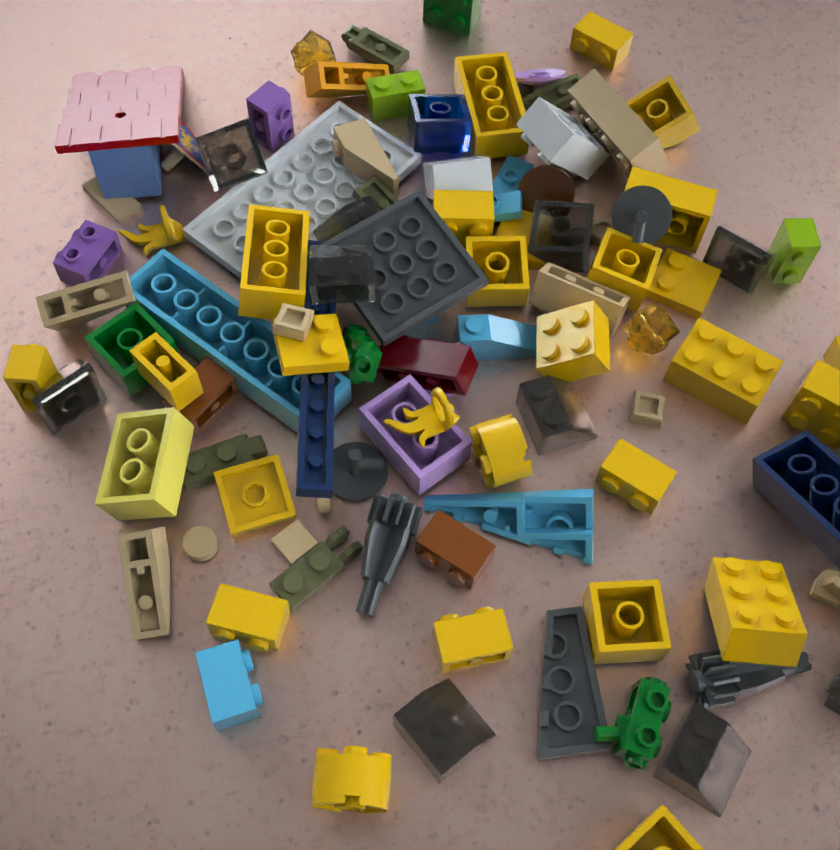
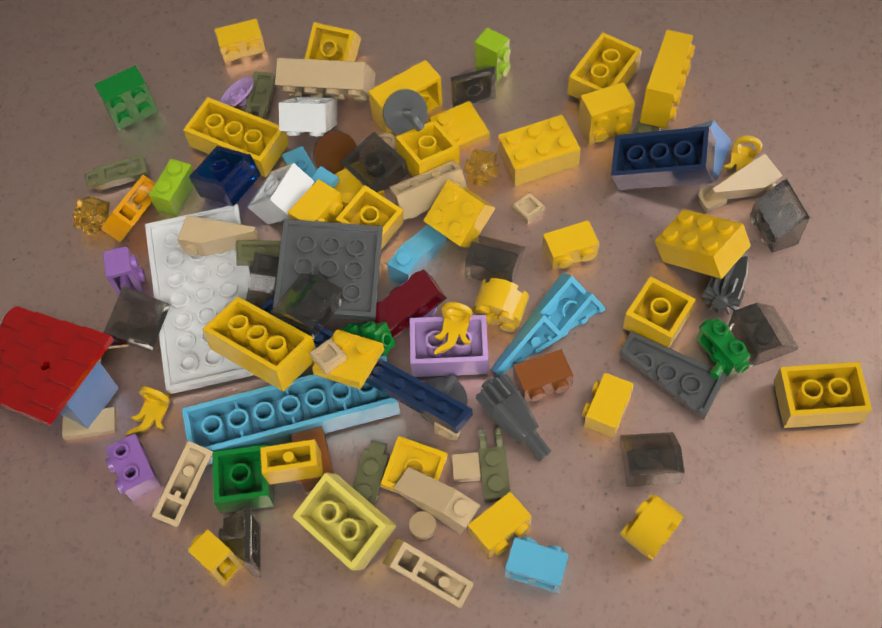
camera: 45 degrees left, 0 degrees up
(232, 537) = (437, 499): none -> tan slope

